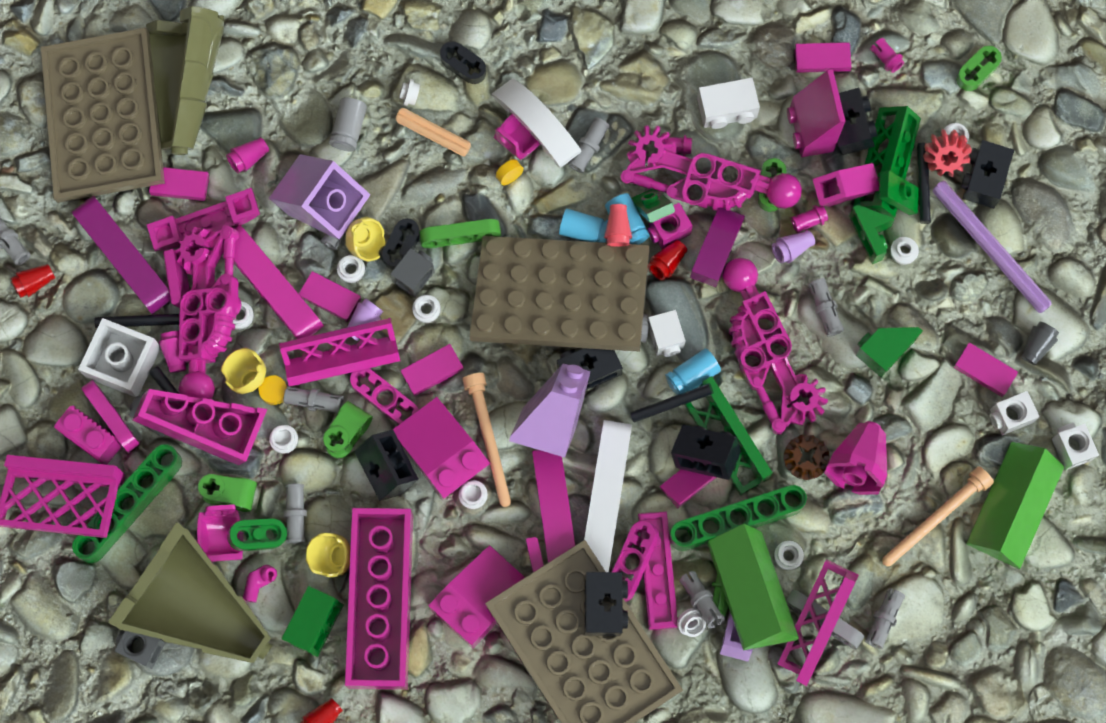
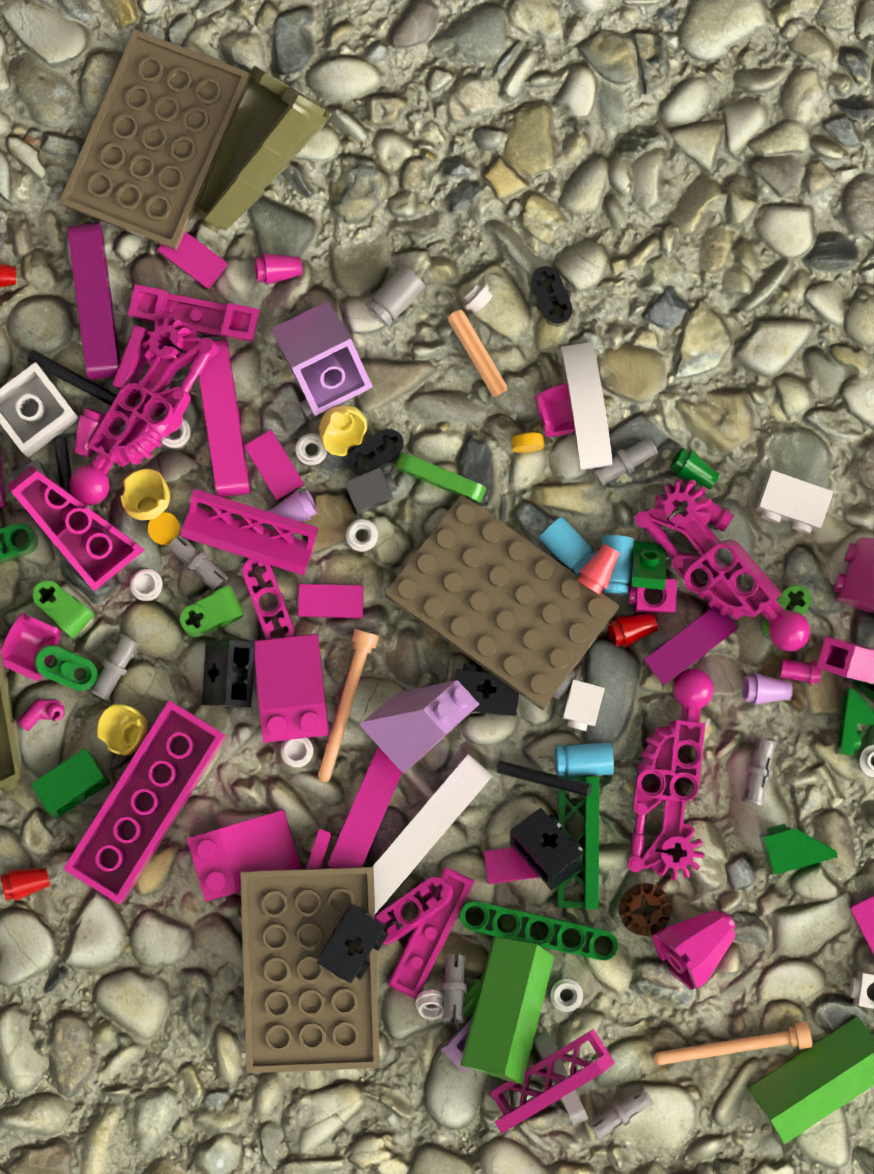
camera: 30 degrees right, 10 degrees up
(637, 119) = (690, 465): none -> green cone

